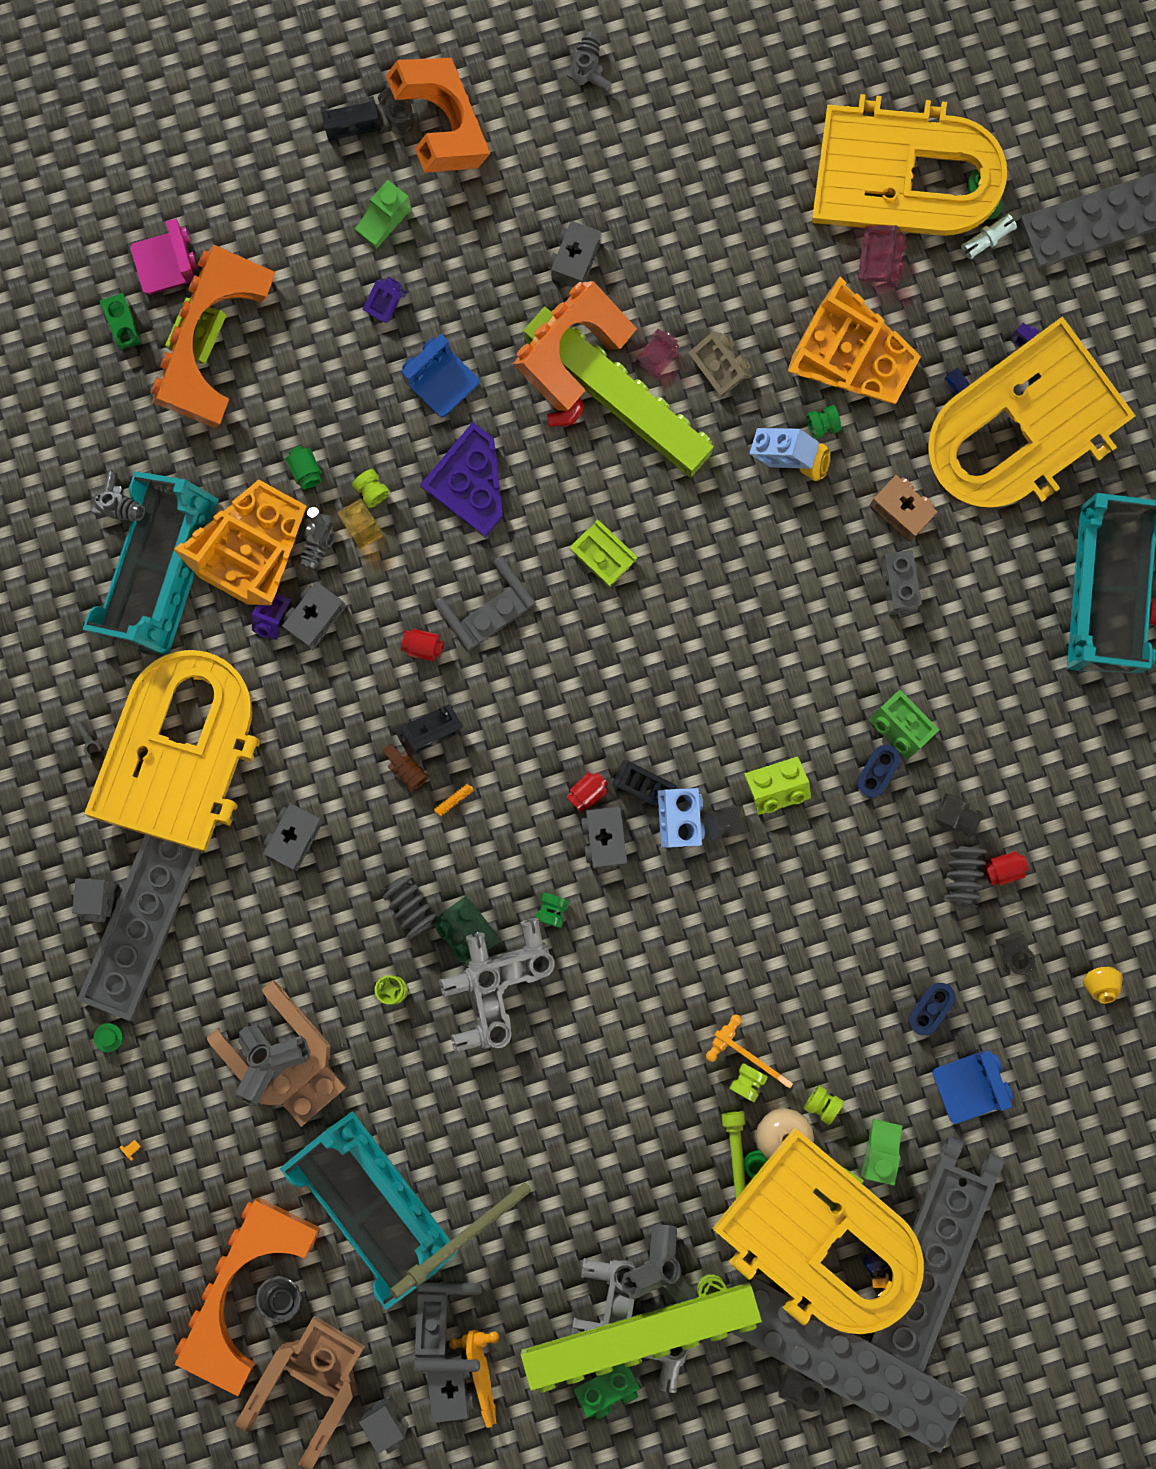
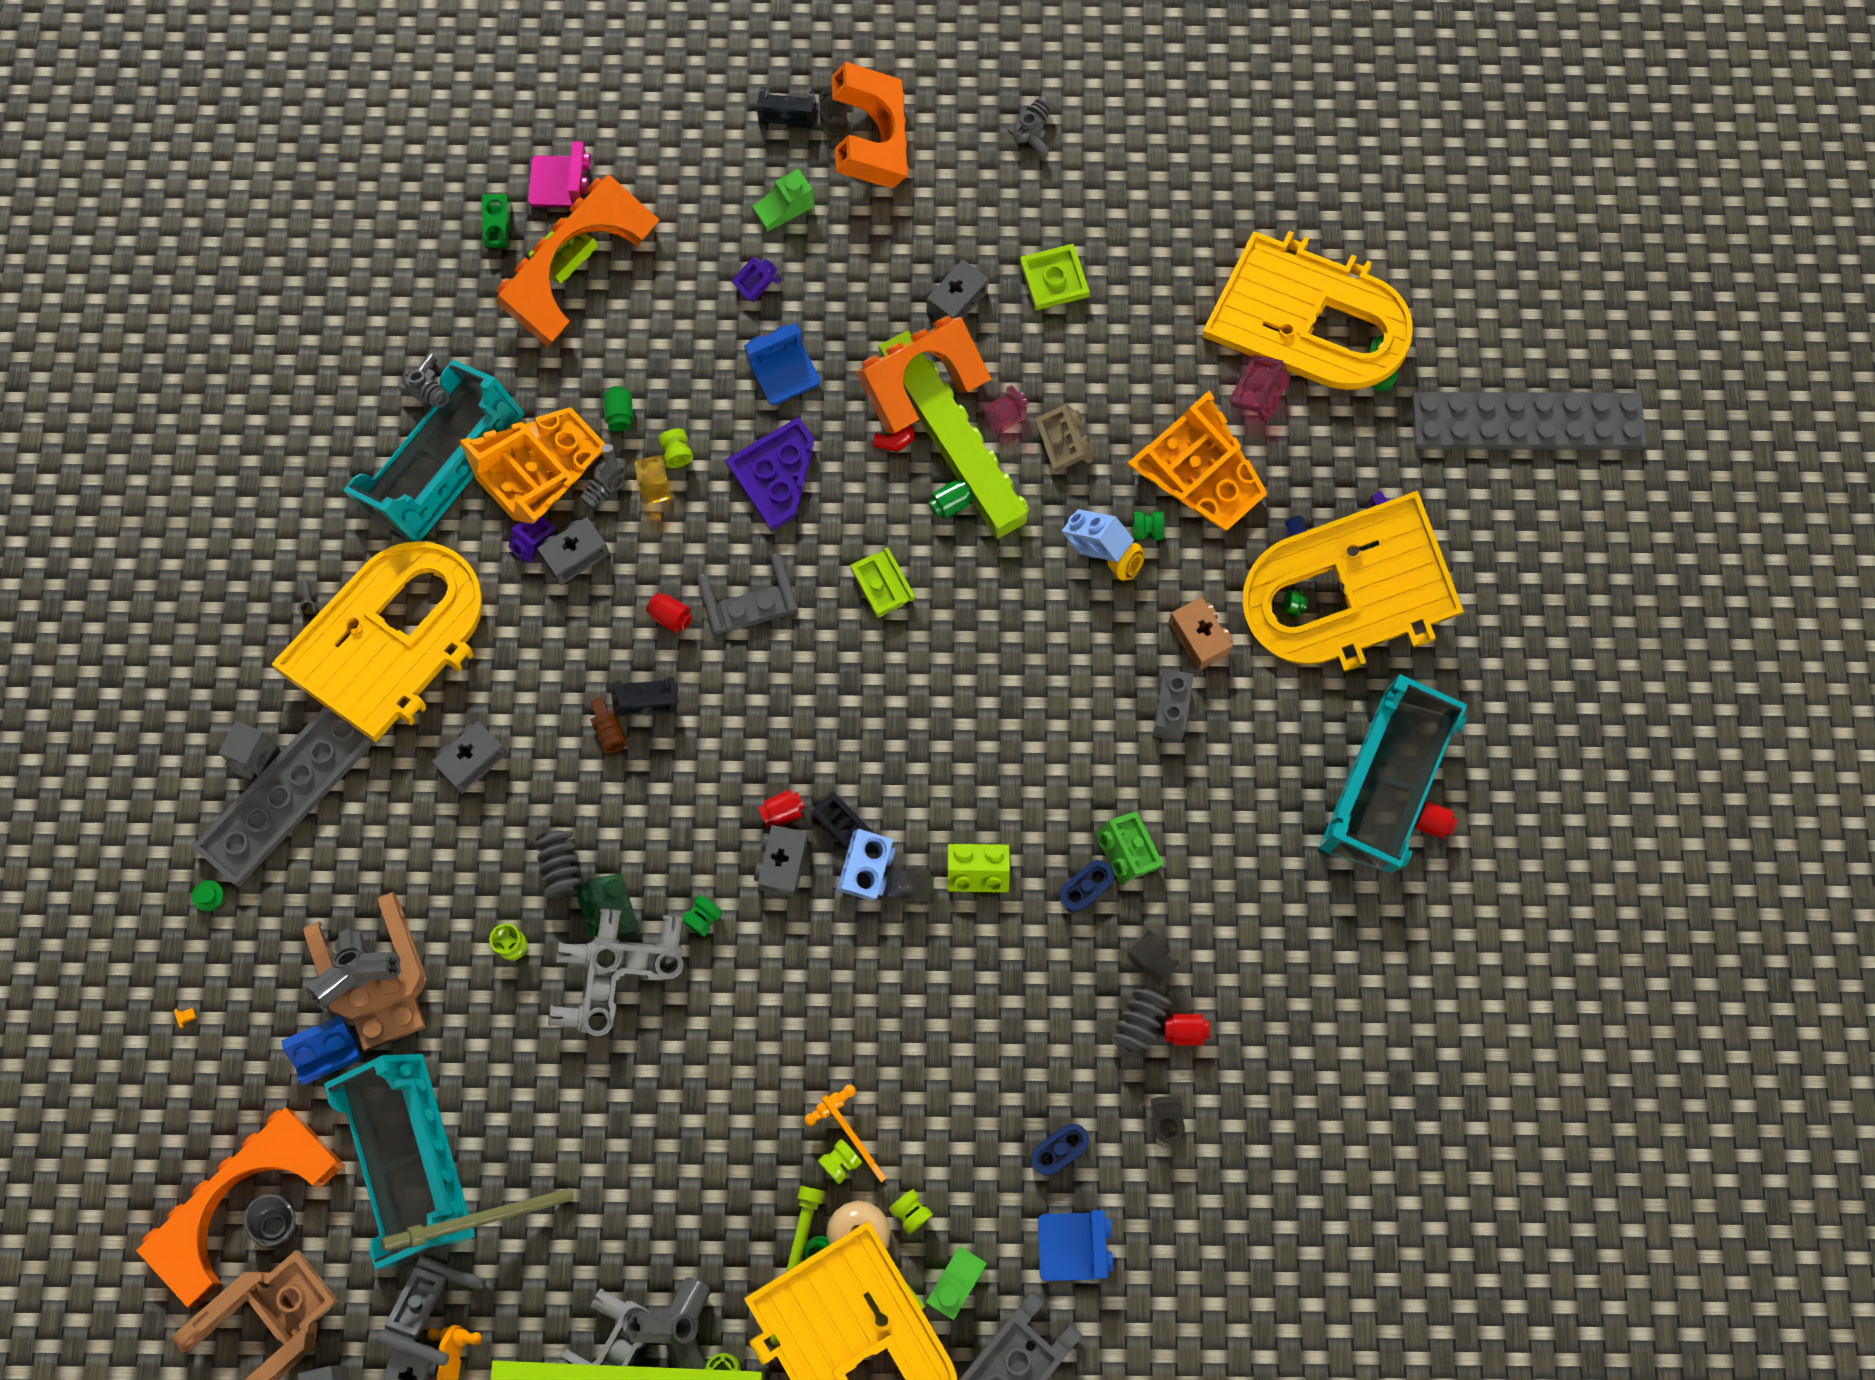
camera: 15 degrees right, 10 degrees down
(265, 1139) = (322, 1049): none -> blue bracket
(453, 800) = (644, 774): light orange piece -> none
(637, 455) = (950, 499): none -> green brick
(659, 208) = (1054, 277): none -> lime plate
(977, 451) = (1294, 602): none -> green plate
(989, 236) = (1374, 401): light aqua pin -> none
(1103, 984) = (1250, 1183): yellow cone -> none

